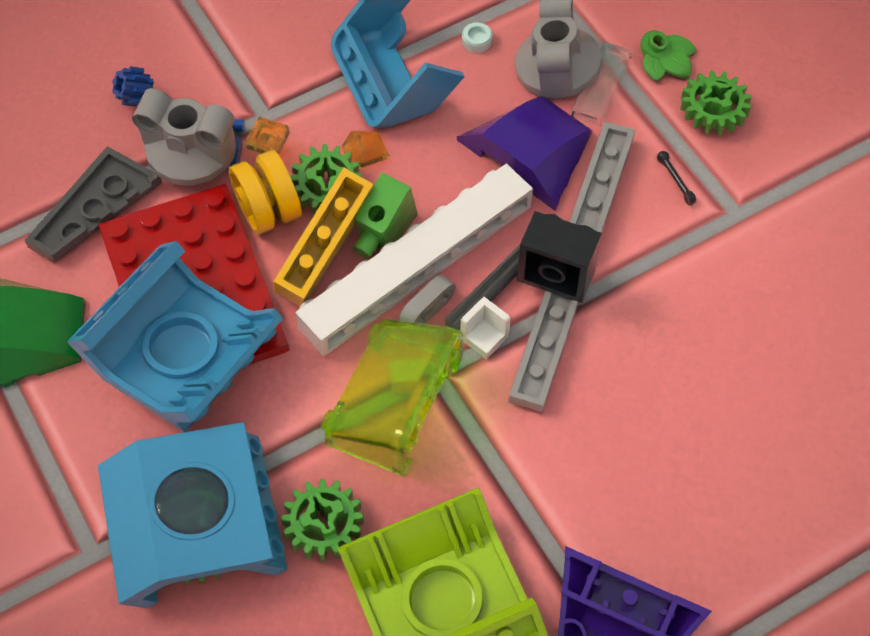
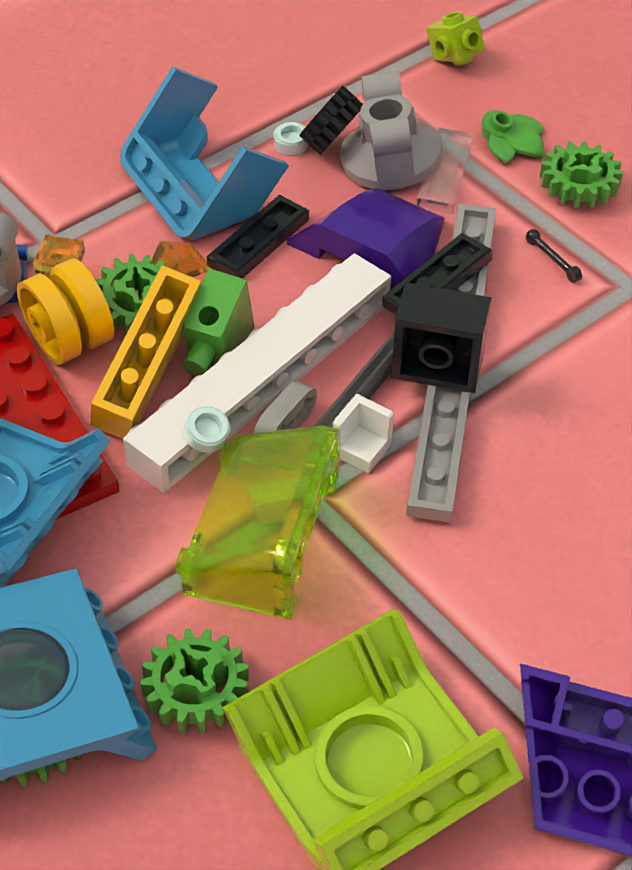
camera: 10 degrees left, 10 degrees down
(360, 313) = (206, 429): none -> light aqua tile
(433, 133) = (258, 237): none -> black tile
(510, 30) = (331, 120): none -> black tyre
(575, 189) = (445, 269): none -> black tile

